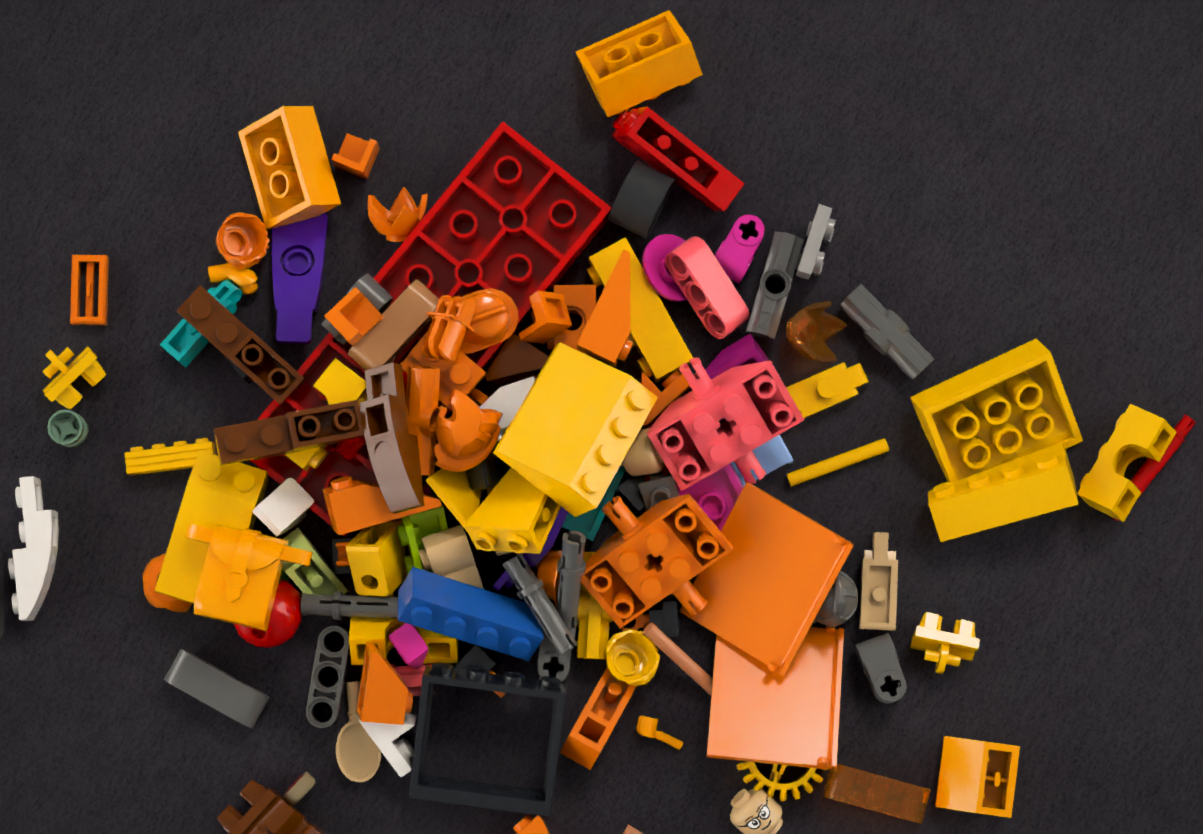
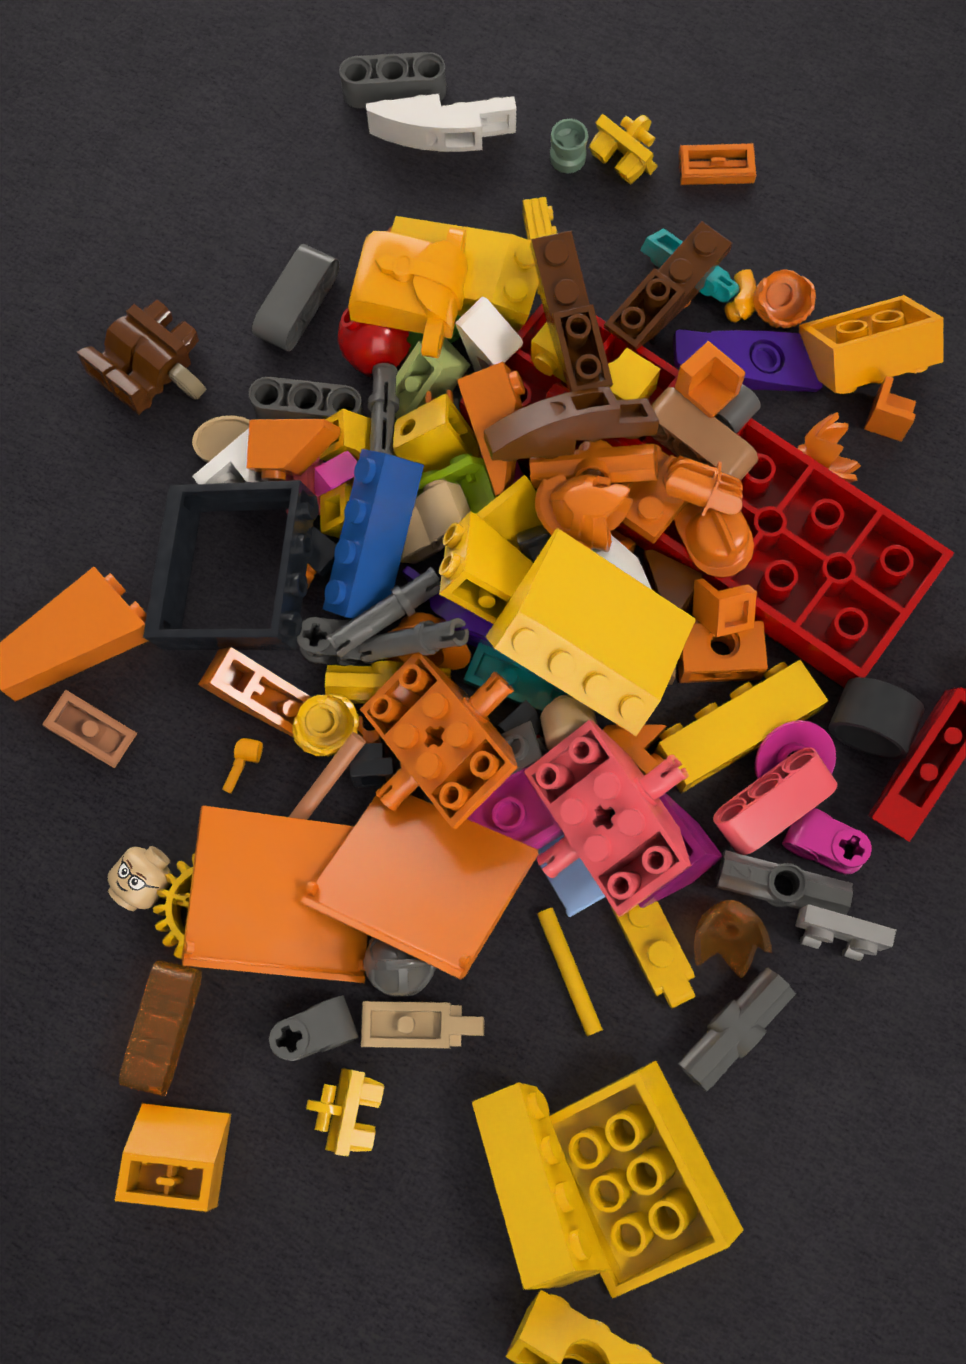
camera: 90 degrees right, 10 degrees down
(610, 322) = (726, 680): orange slope -> none

